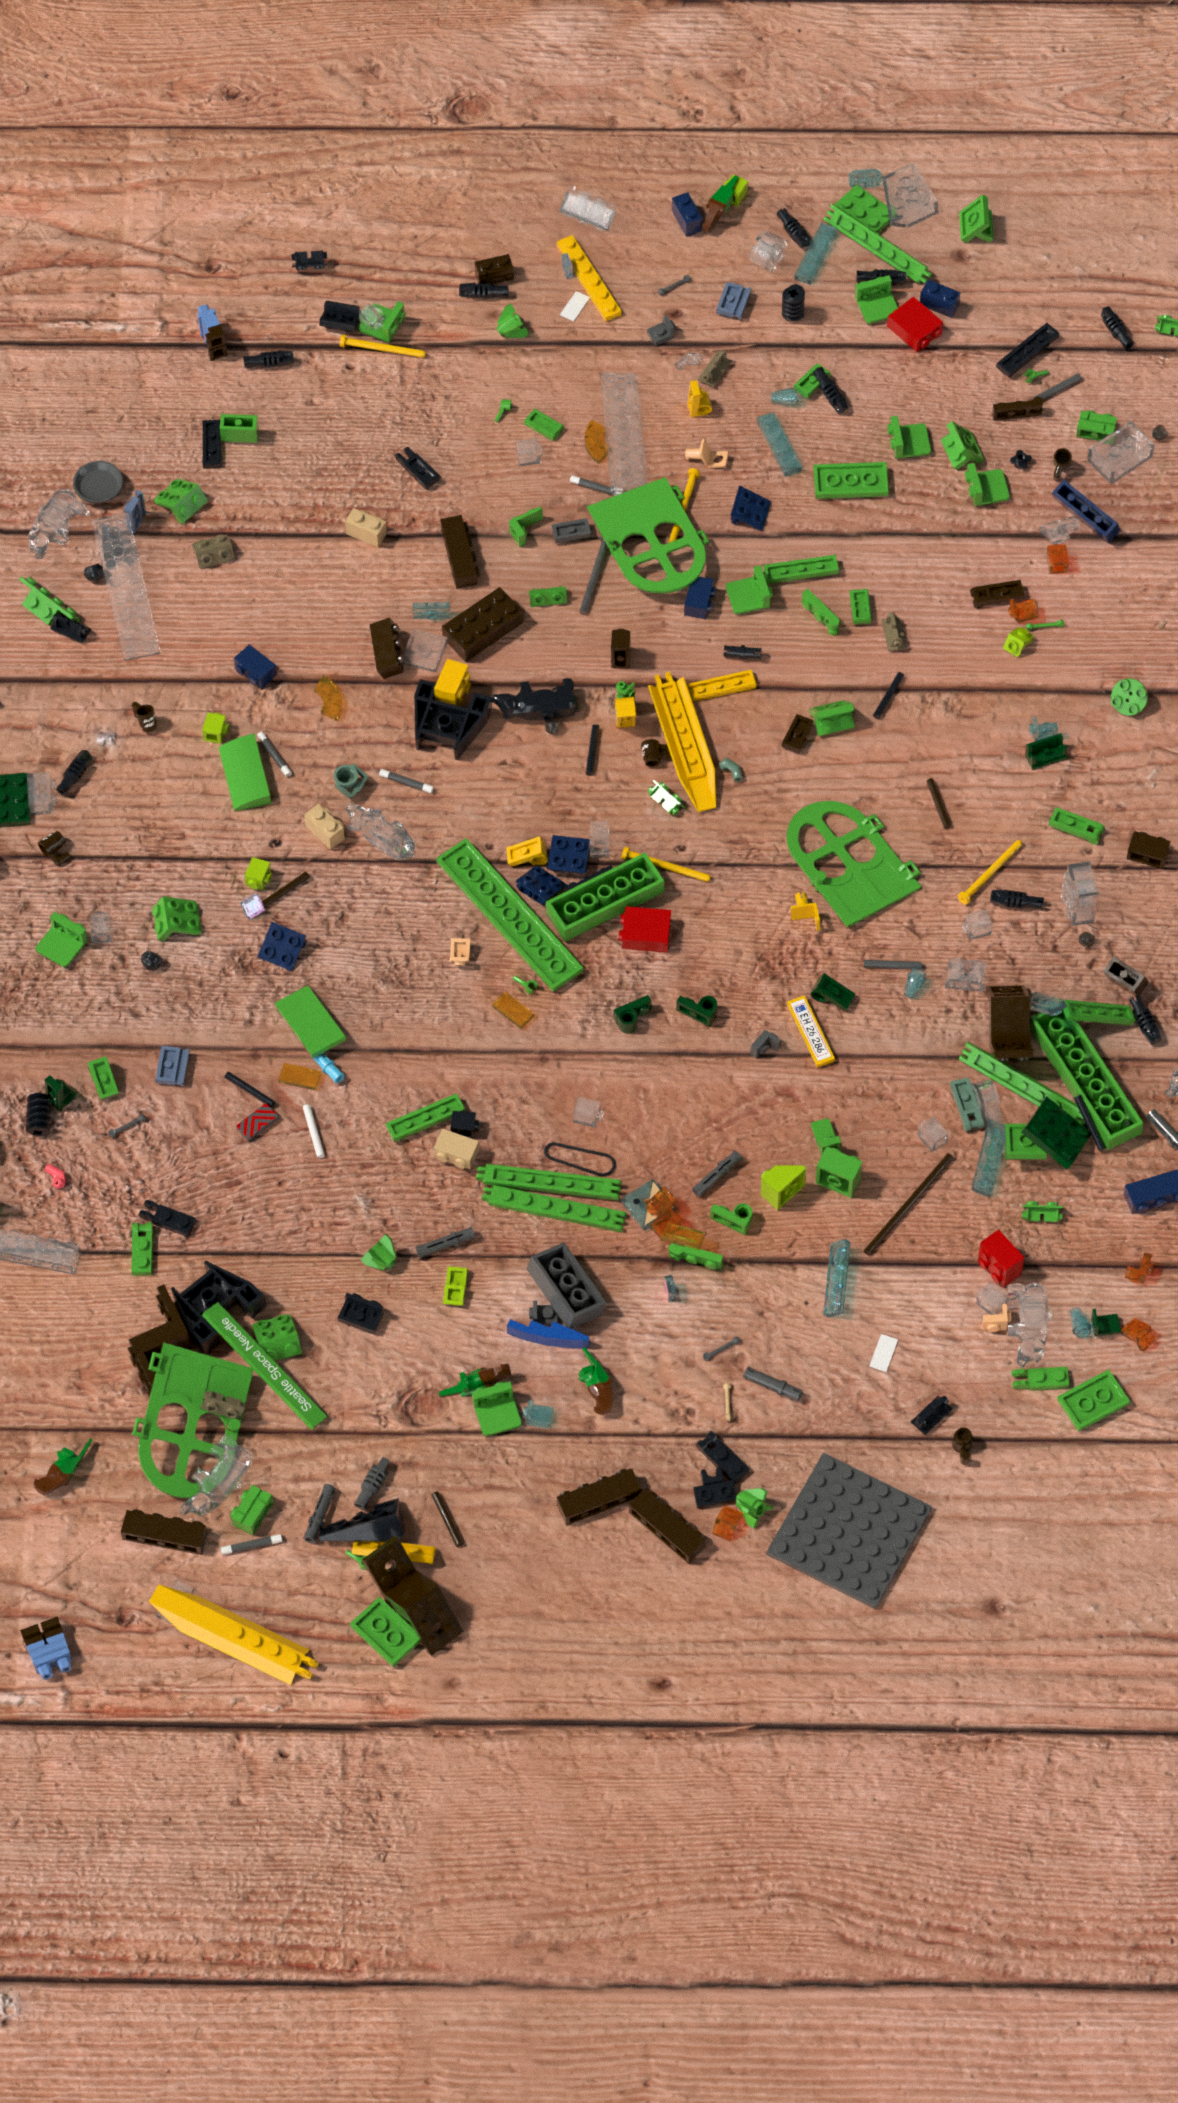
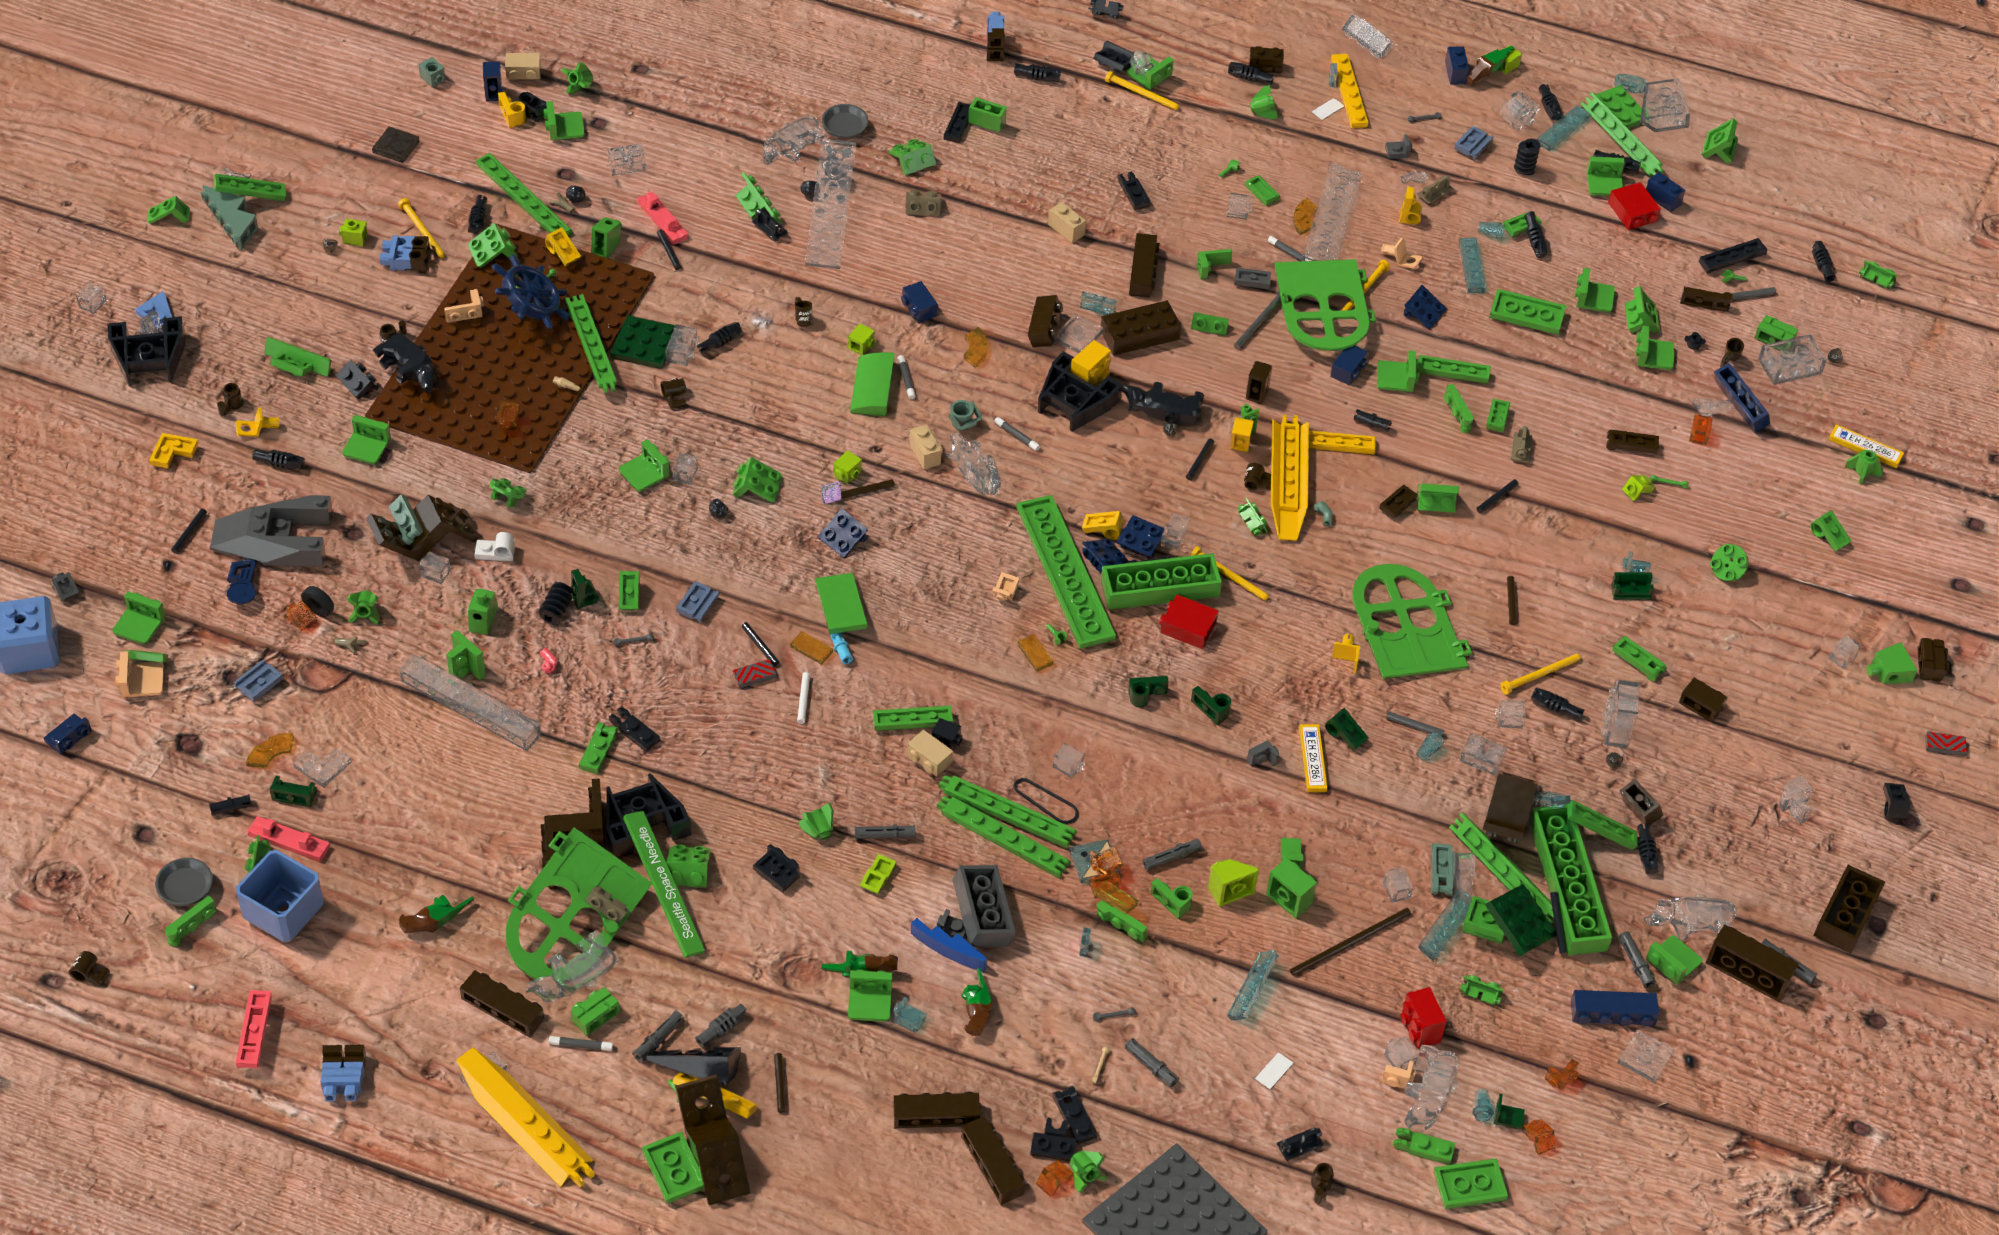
camera: 15 degrees right, 10 degrees down
(136, 509) = (866, 150): sand blue plate -> none
(1024, 610) = (1652, 463): clear orange bracket -> none

